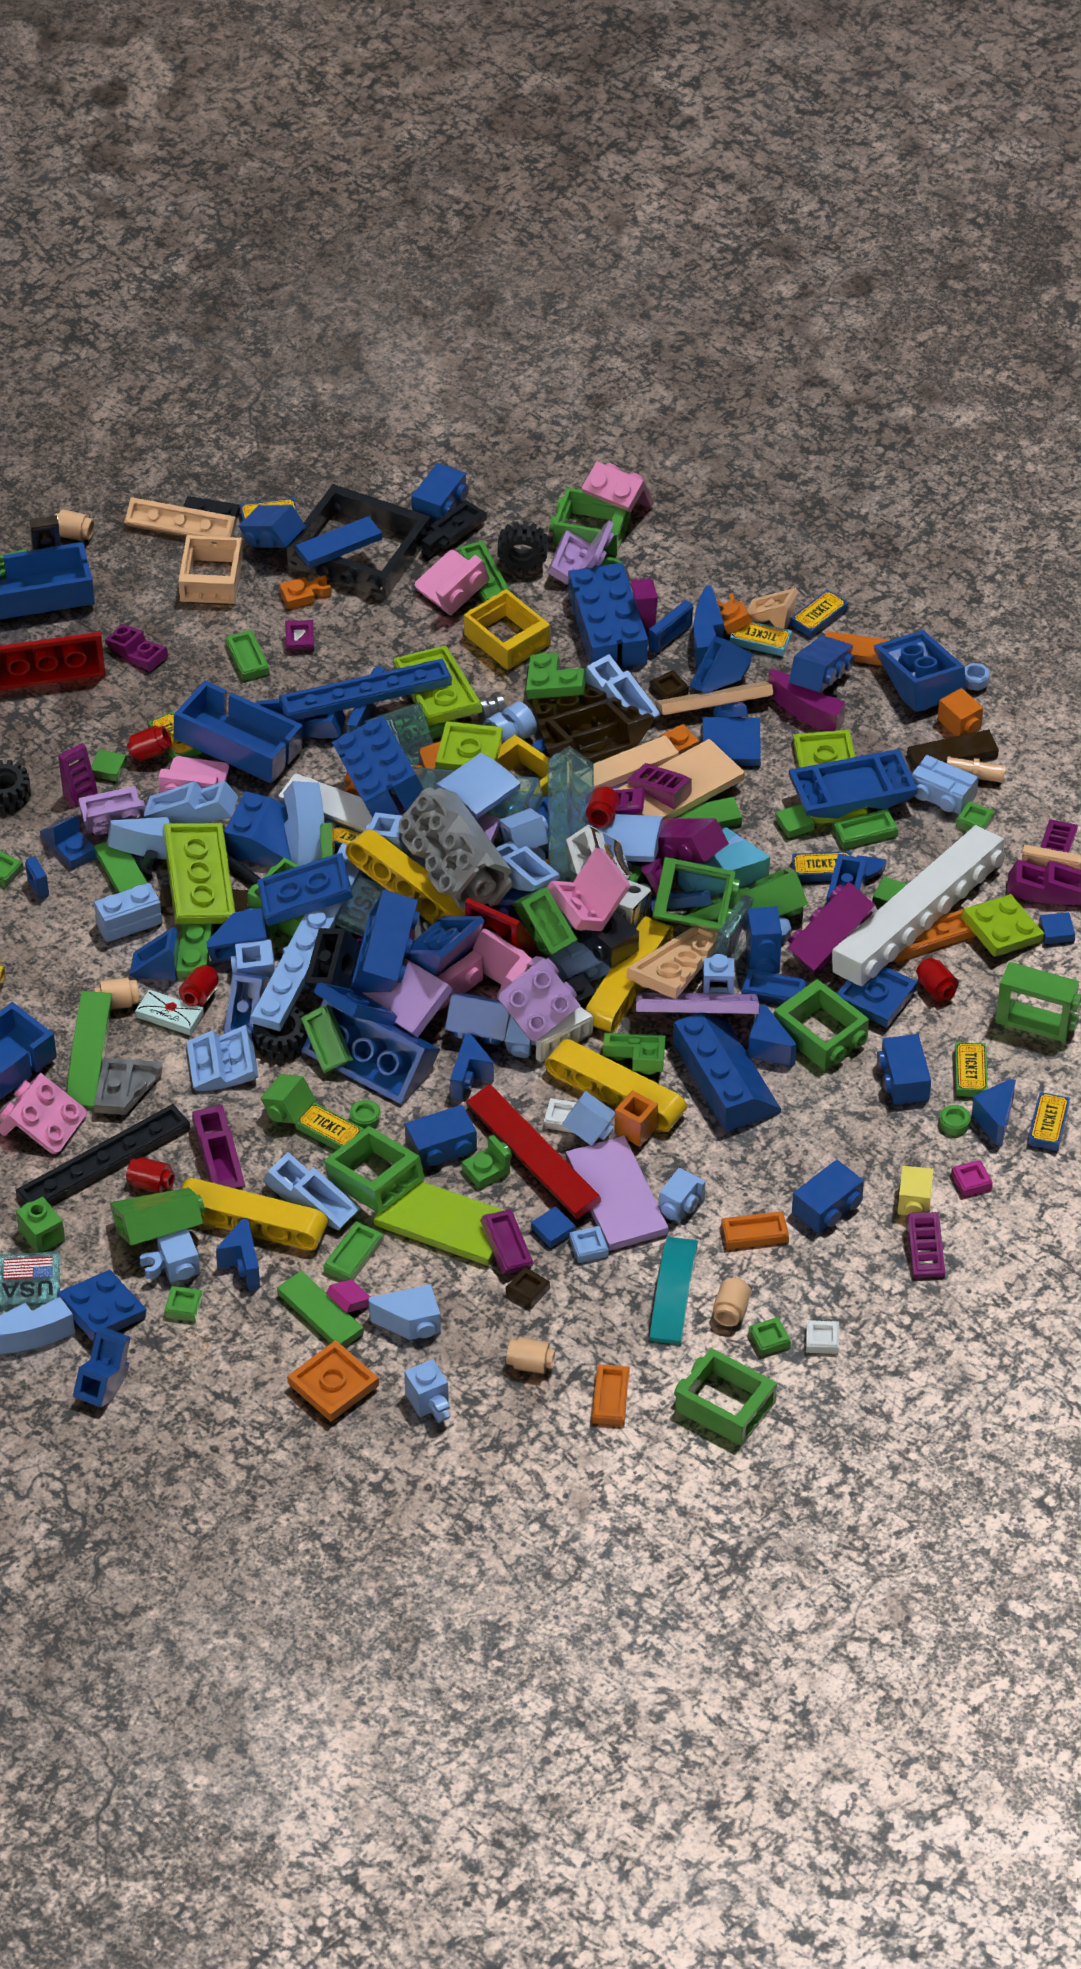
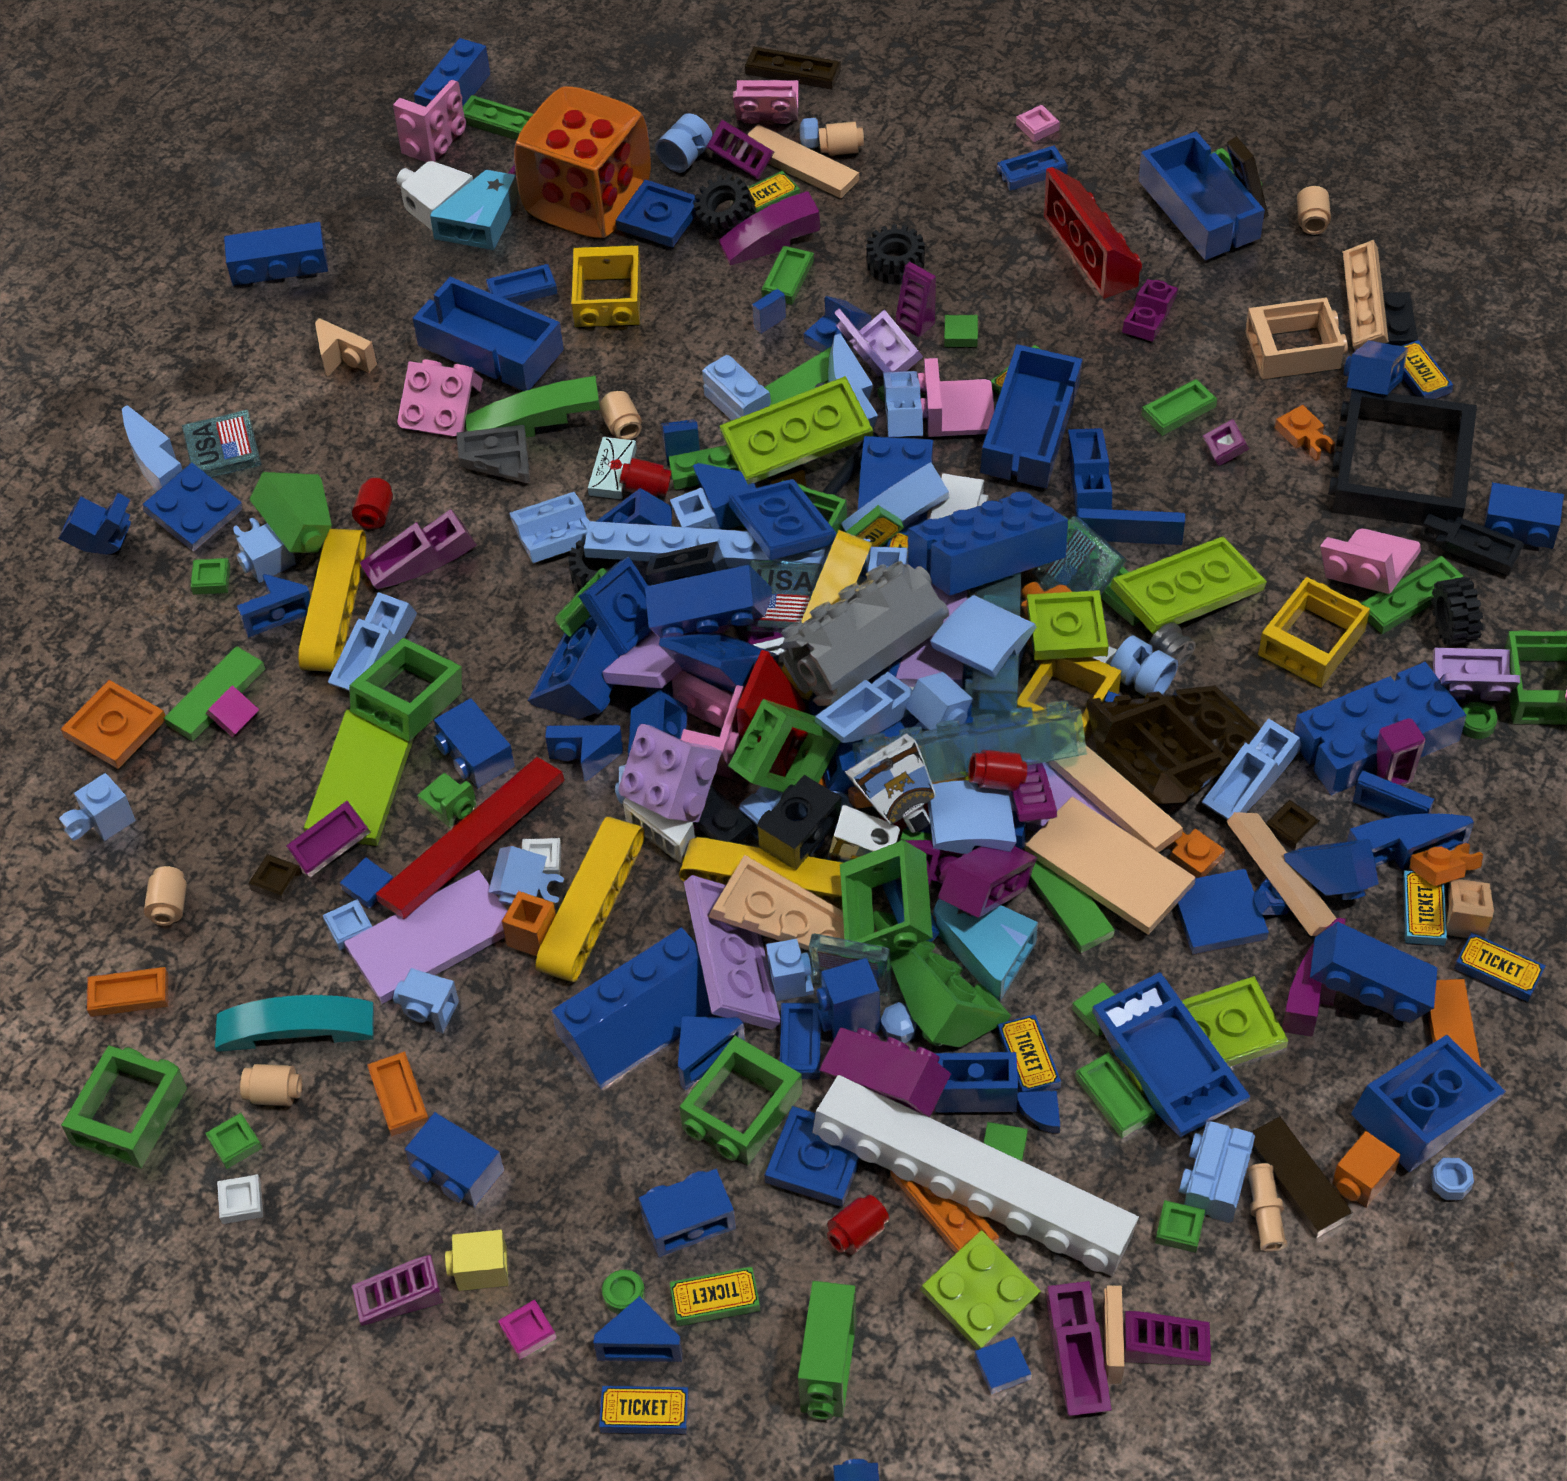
camera: 80 degrees right, 5 degrees up
(40, 1225) = (288, 431): bright green brick -> none
(106, 1157) = (395, 463): black tile -> none
(149, 743) = (993, 349): red brick -> none
(287, 1098) = (495, 590): bright green brick -> none
(327, 1126) = (477, 641): tile -> none
(338, 542) = (1372, 430): blue tile -> none
(353, 1252) = (302, 705): bright green tile -> none
(365, 690) = (1136, 511): blue tile -> none
(365, 1114) = (503, 671): bright green tile -> none
(407, 1312) = (212, 771): light blue slope -> none
(548, 681) = (1245, 693): bright green plate -> none
(593, 894) = (808, 770): bright pink bracket -> none
(645, 1050) = (649, 914): bright green plate -> none
(680, 784) = (1079, 858): magenta slope -> none

